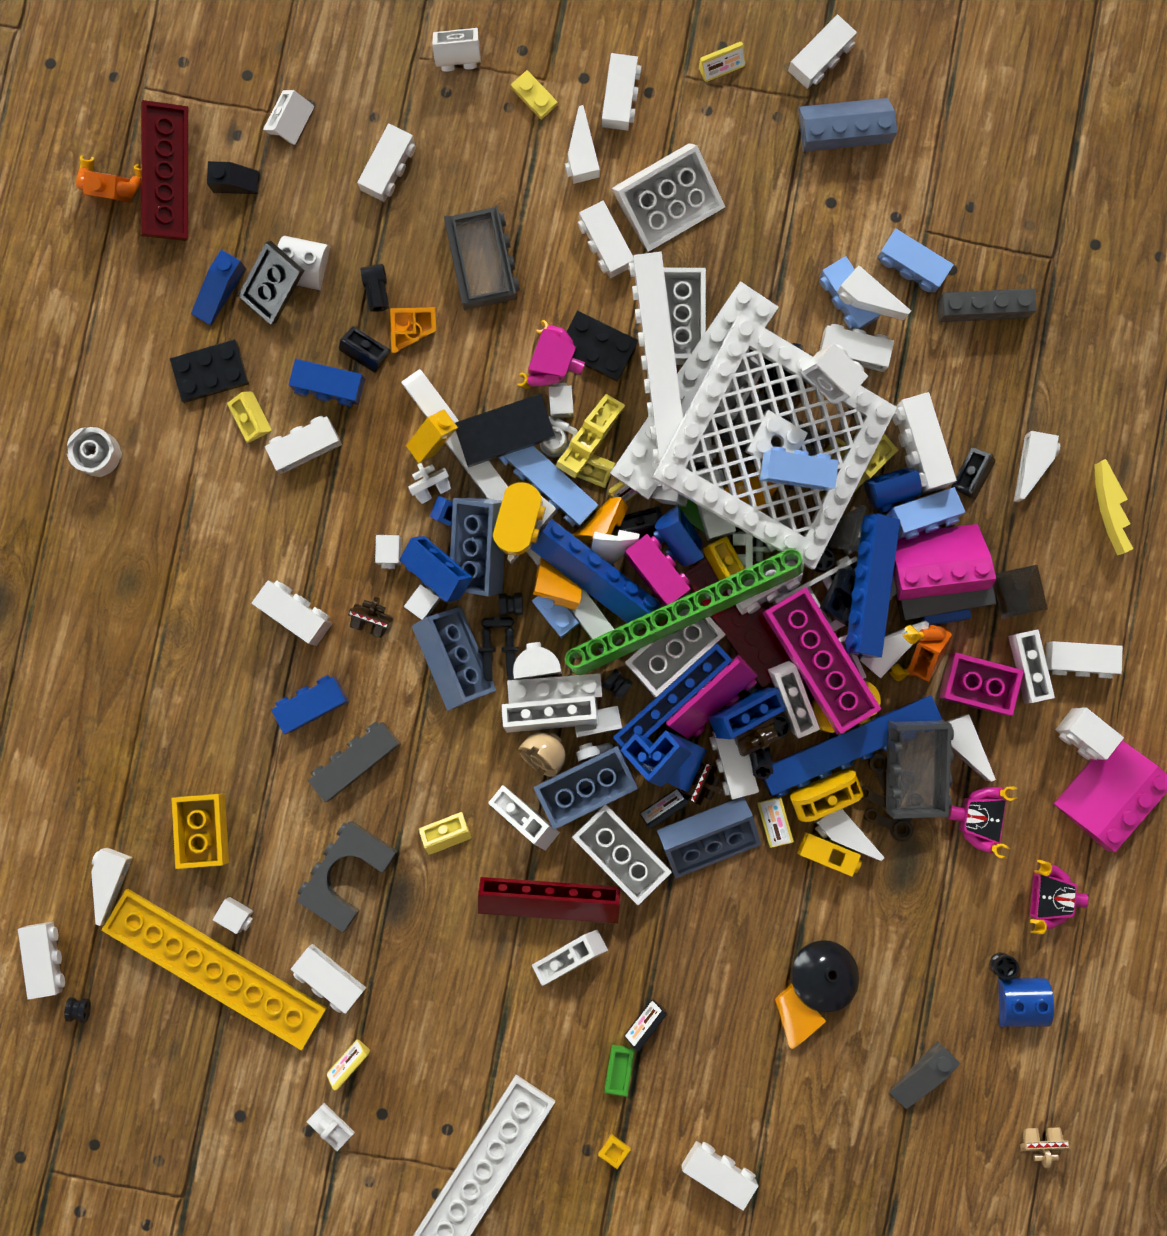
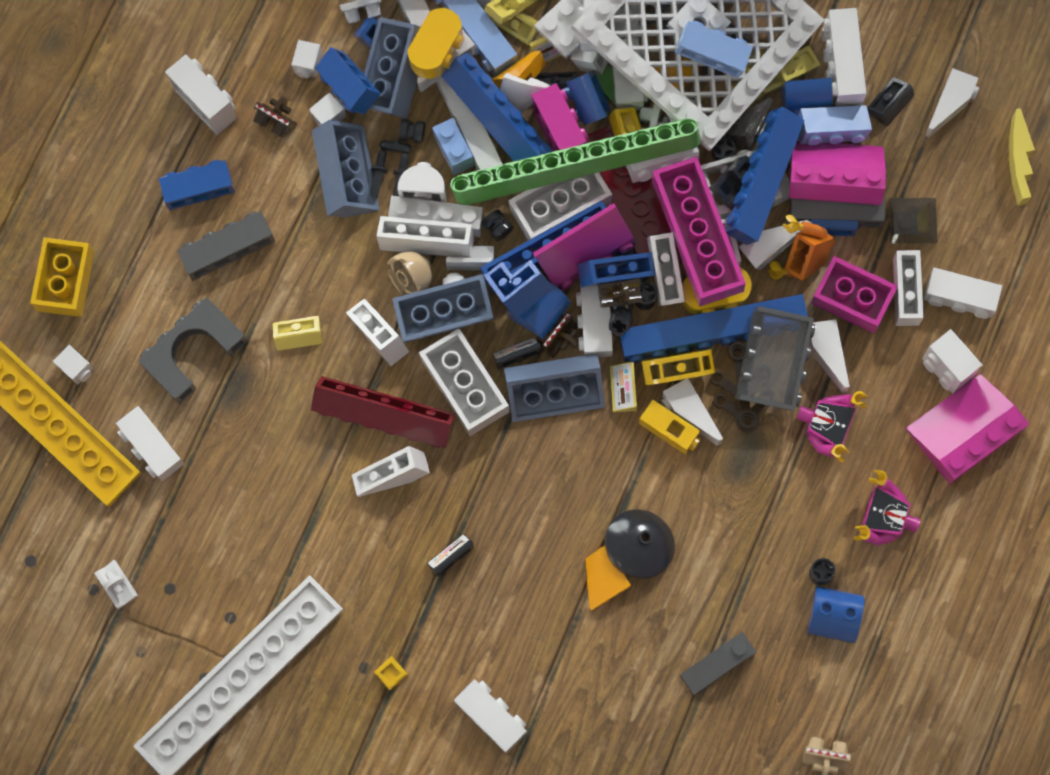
camera: 15 degrees right, 10 degrees down
(347, 1064) = (148, 531): slope -> none
(556, 586) = (458, 115): light orange slope -> none
(619, 1070) = (414, 595): bright green tile -> none

